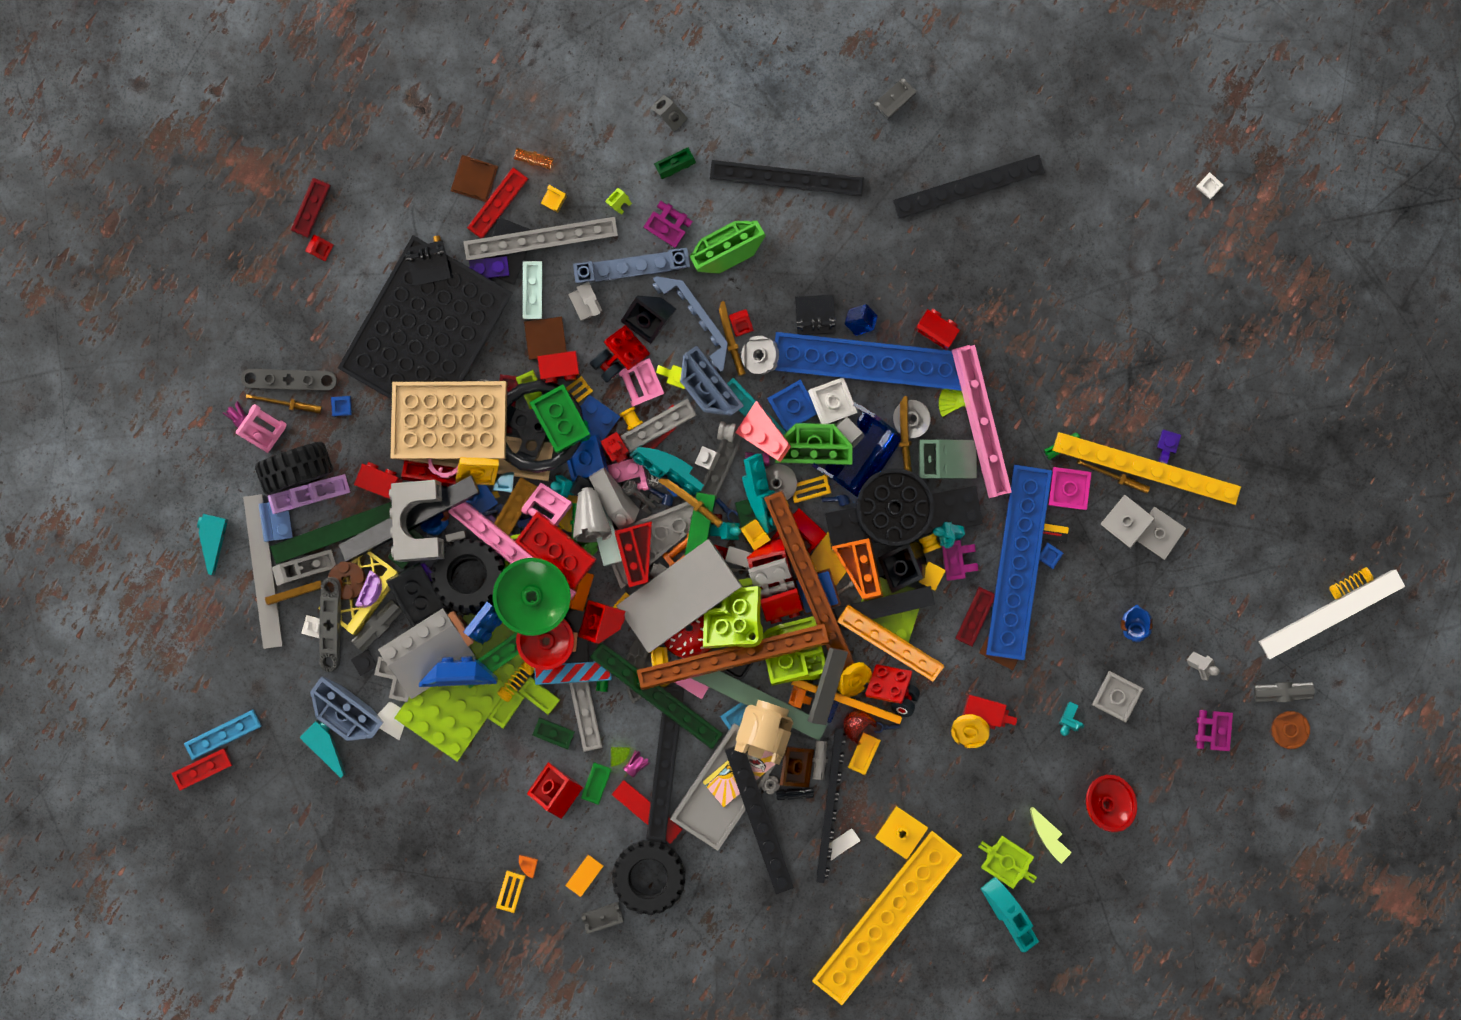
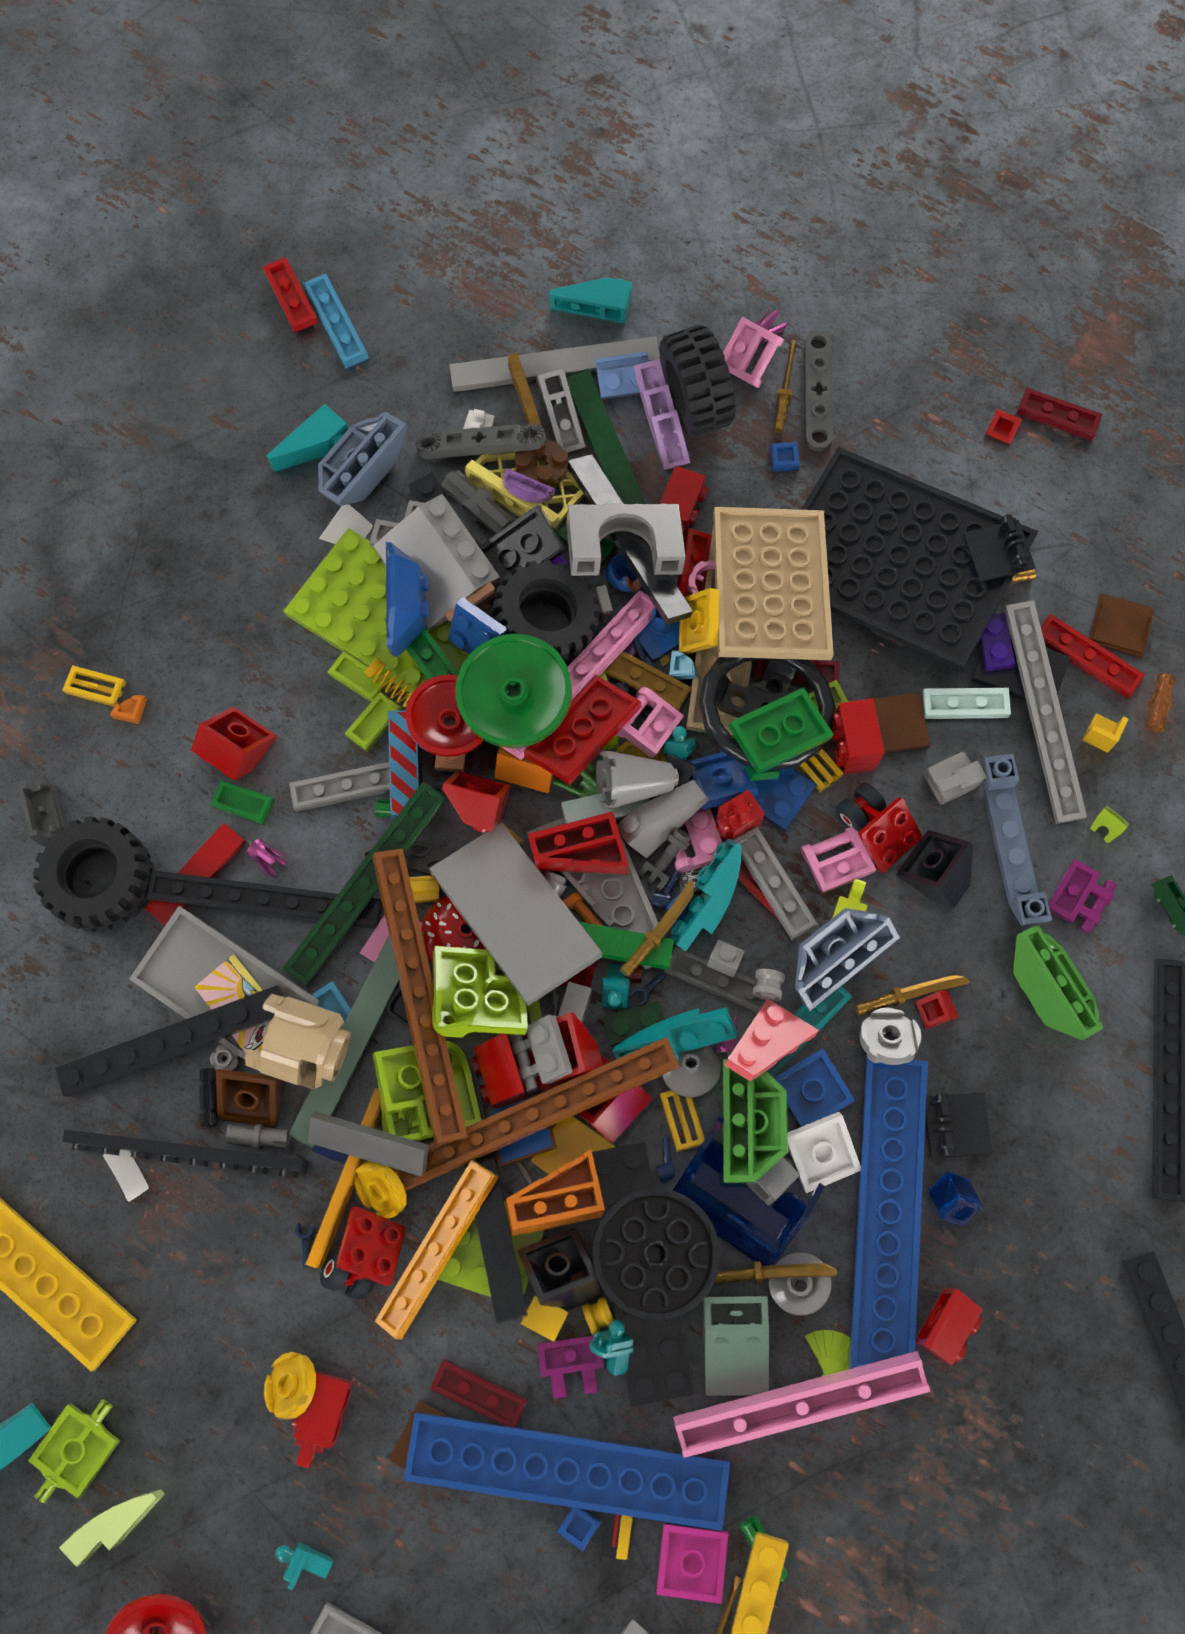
camera: 90 degrees right, 15 degrees down
(553, 733) = (317, 740): dark green plate -> none
(584, 875) = (108, 787): light orange tile -> none
(619, 755) = (281, 833): clear neon green tile -> none
(631, 418) = (785, 843): yellow bush -> none
(666, 285) = (986, 895): sand blue slope -> none
(755, 534) = (609, 1029): yellow panel -> none
(798, 697) = (355, 1102): orange tile -> none
(855, 723) = (310, 1192): clear red hair -> none
(864, 753) = (265, 1207): yellow tile -> none
(901, 832) = (136, 1269): yellow tile -> none

